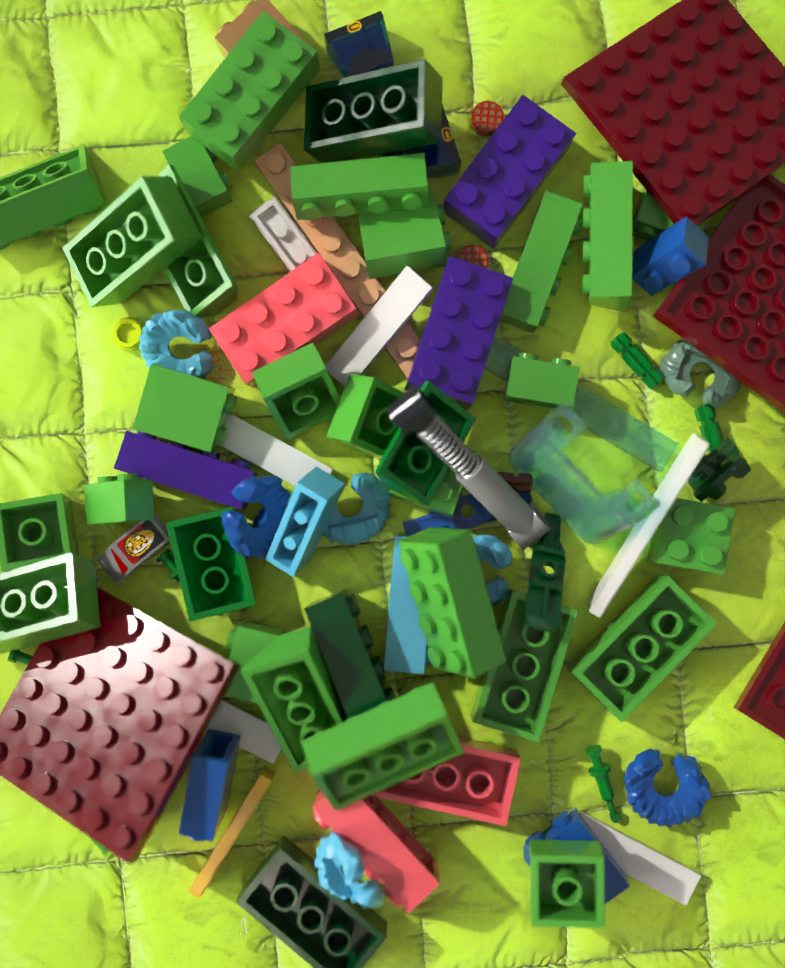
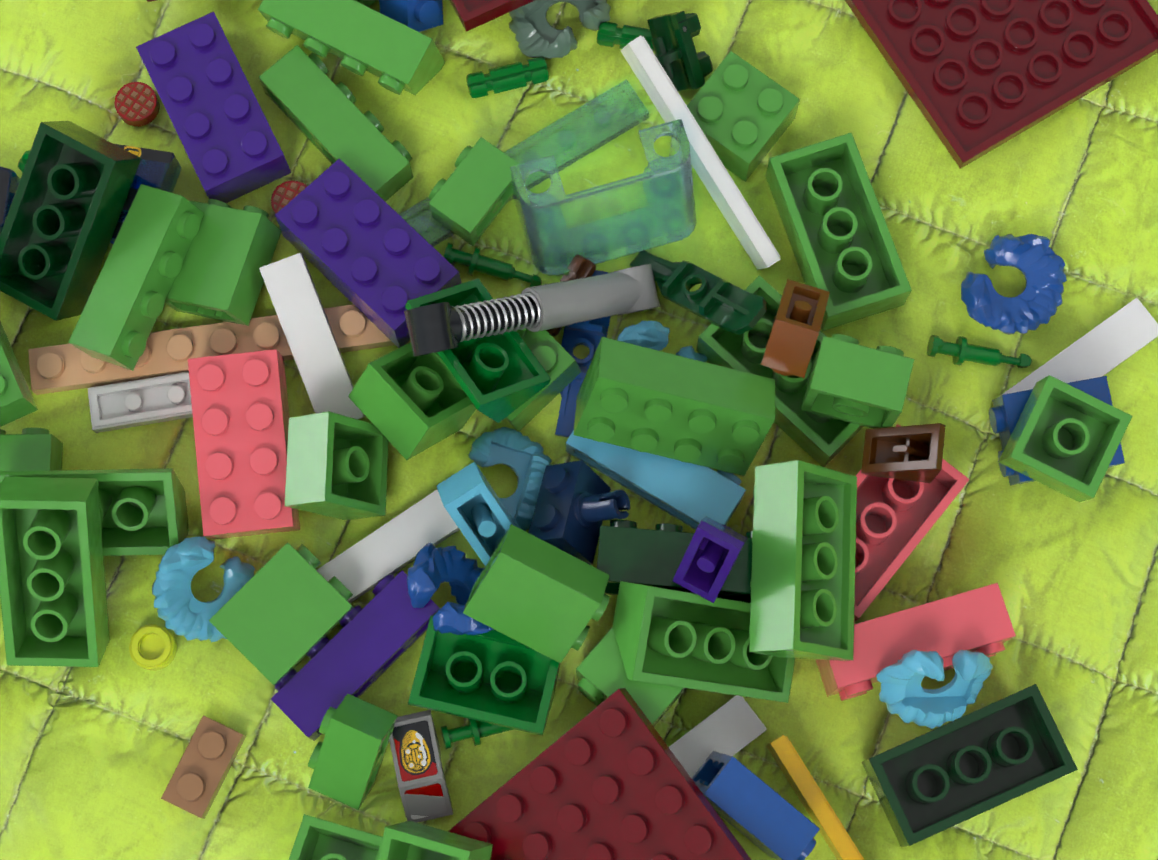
camera: 60 degrees left, 10 degrees down
(68, 409) = (203, 767): none -> medium nougat plate
(274, 574) = (538, 594): none -> bright green brick
(347, 565) = (573, 507): none -> dark blue brick
(352, 685) = (709, 559): none -> dark purple slope
(495, 417) = (488, 265): none -> green piece
(500, 776) = (904, 452): none -> reddish brown slope
(530, 723) = (857, 382): none -> bright green brick
(550, 658) = (795, 329): none -> dark orange slope

